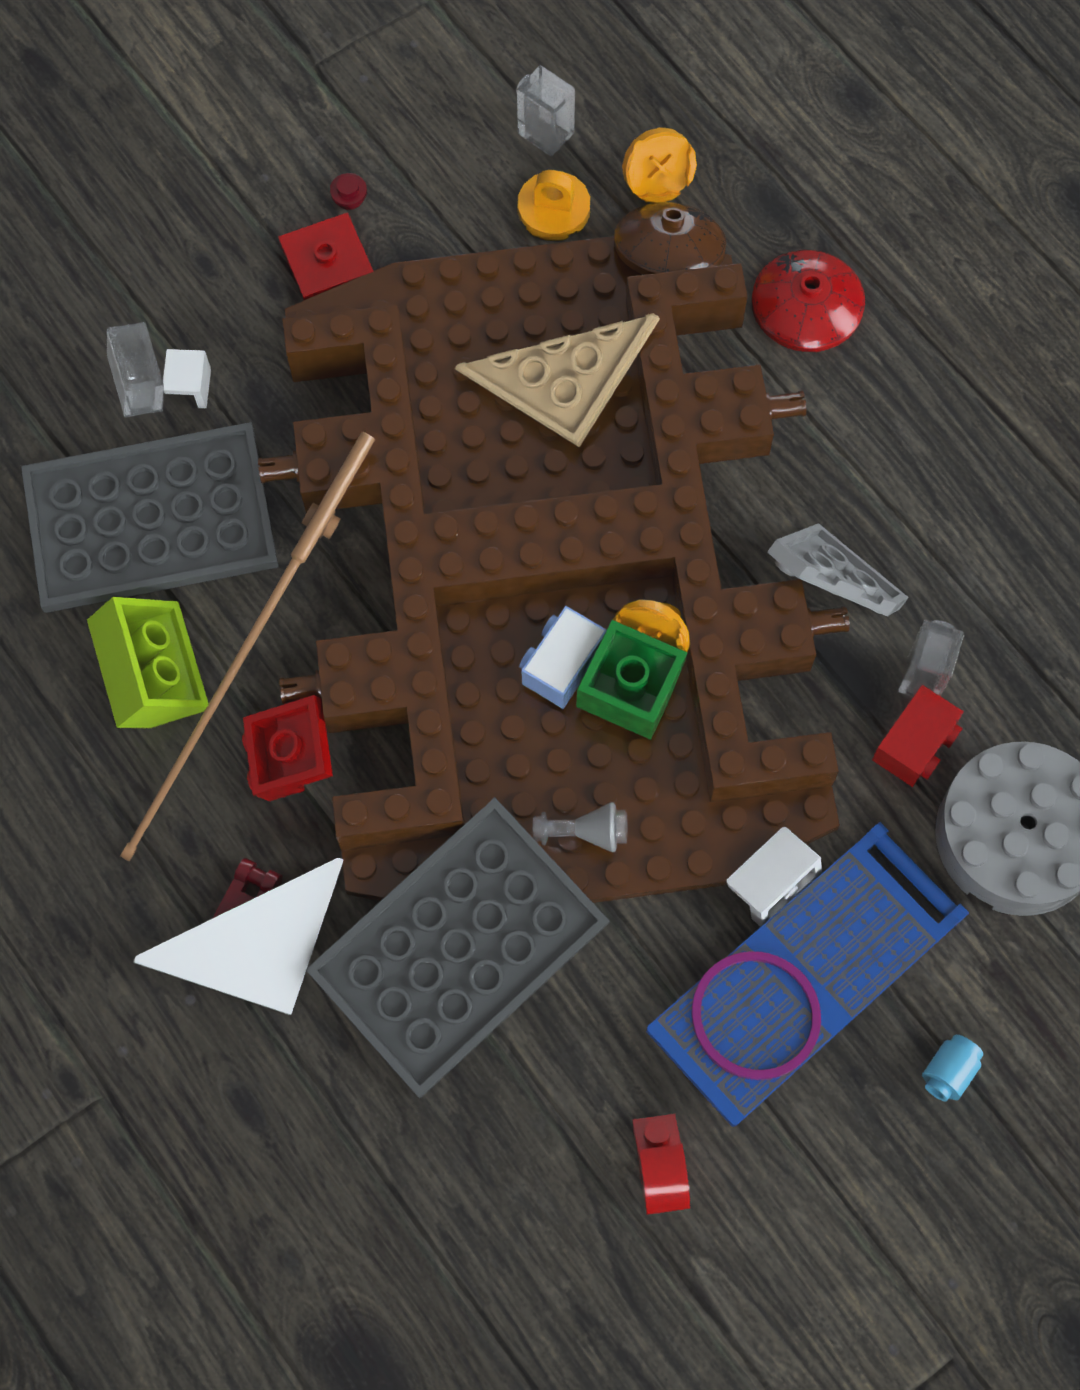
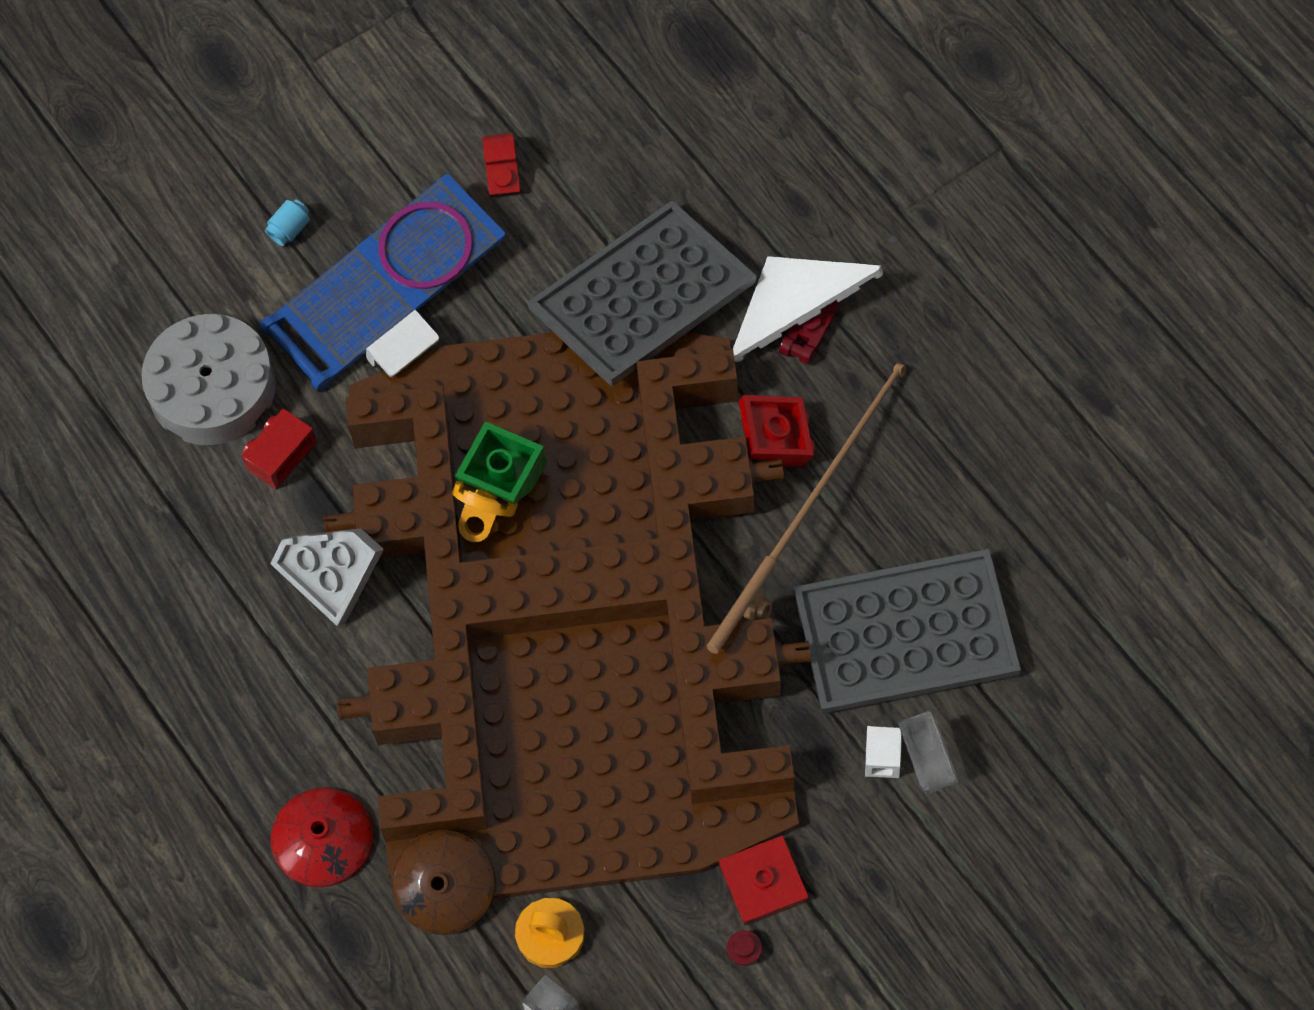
camera: 175 degrees left, 5 degrees down
(146, 662) = (896, 506): lime slope -> none
(562, 656) = (555, 494): white brick -> none
(564, 378) = (546, 727): tan tile -> none
(600, 827) = (531, 366): piece -> none
(659, 165) = (449, 956): light orange tile -> none
(931, 658) = (261, 493): clear brick -> none

